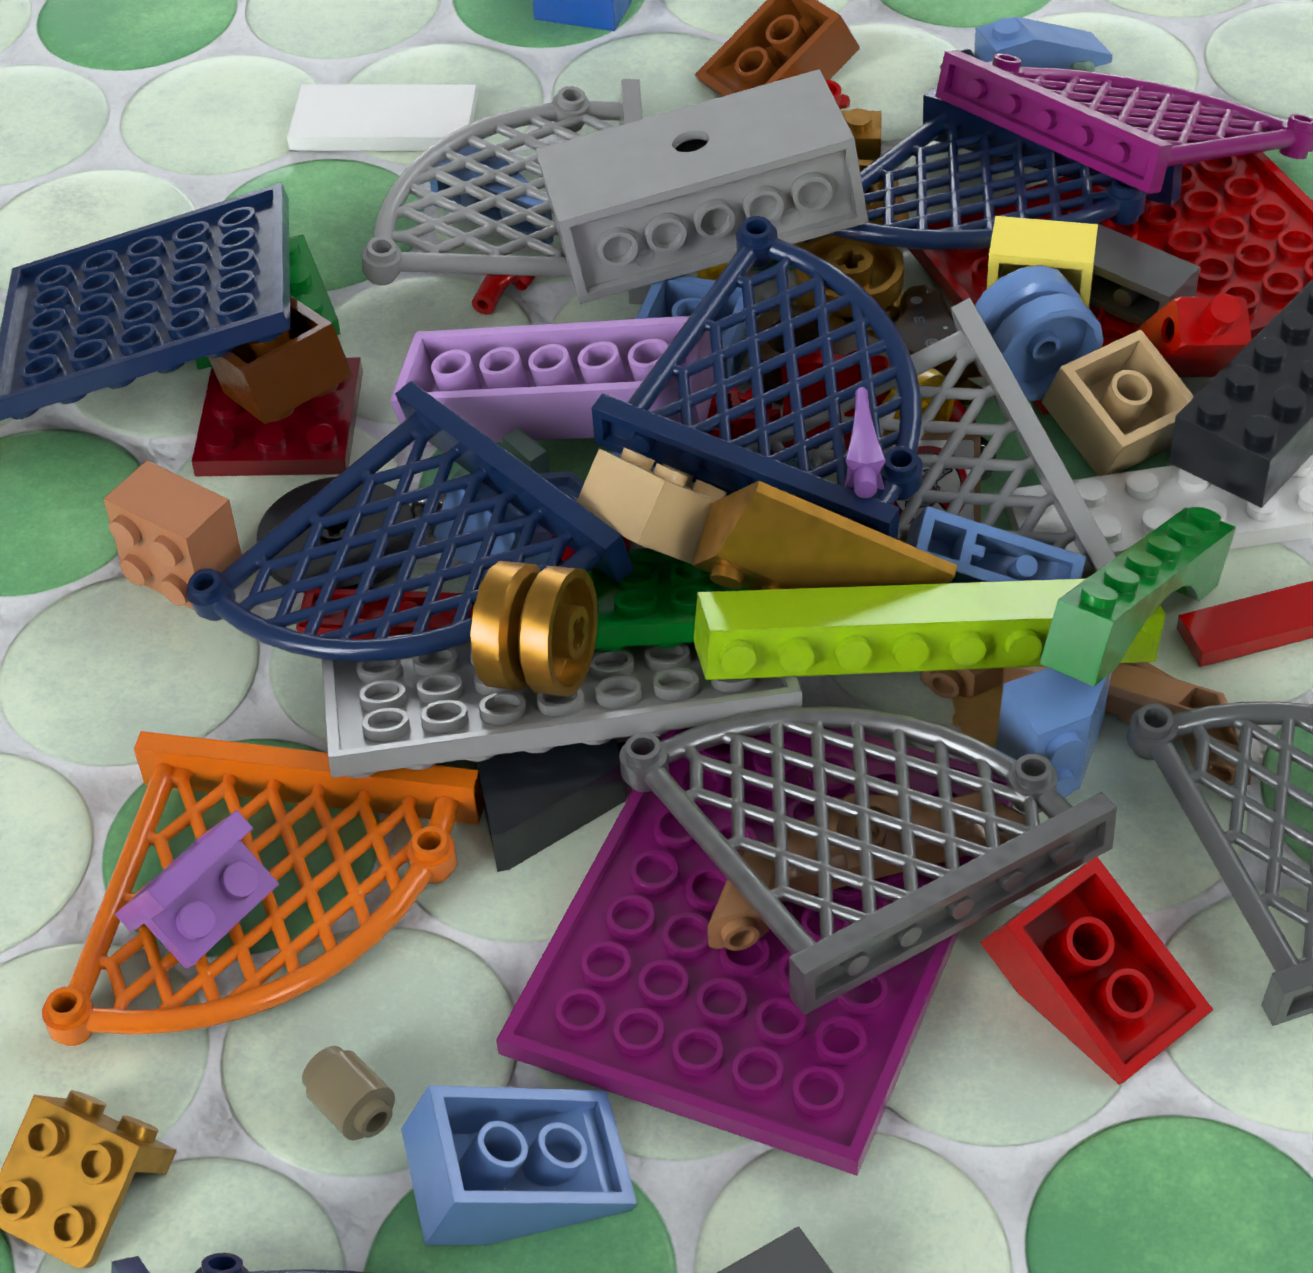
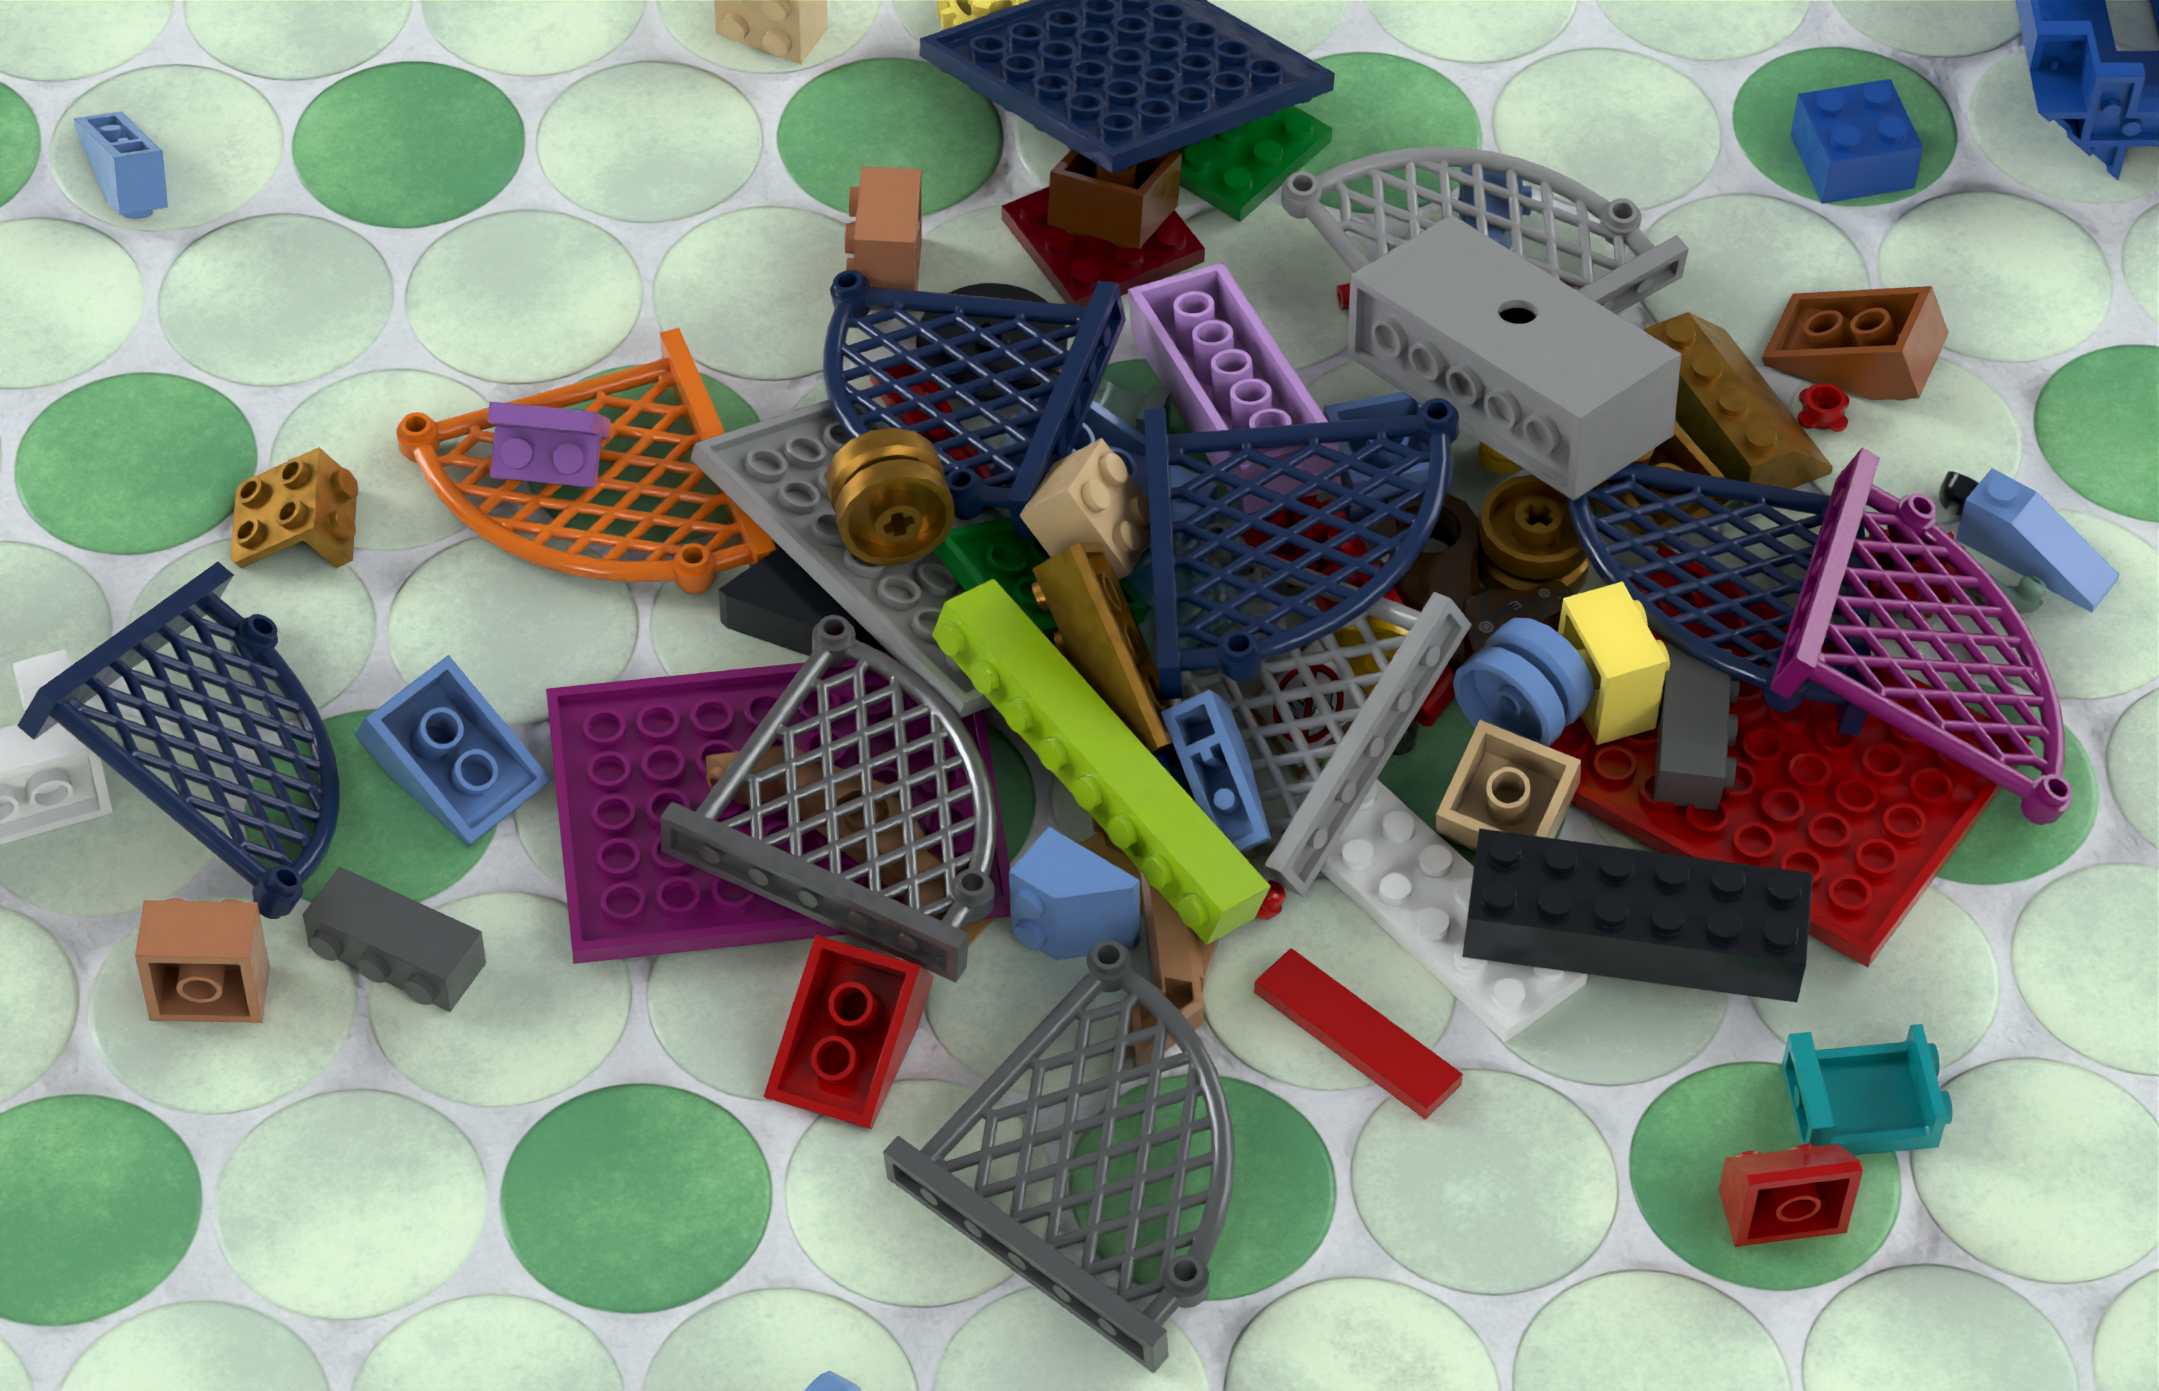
camera: 55 degrees right, 5 degrees up
(348, 1093) = (450, 626): dark tan brick -> none
(378, 116) = (1544, 99): white tile -> none
(864, 451) = (1214, 615): medium lavender piece -> none
(1109, 608) = (1141, 852): green arch -> none
(1201, 333) = (1631, 814): red torso -> none

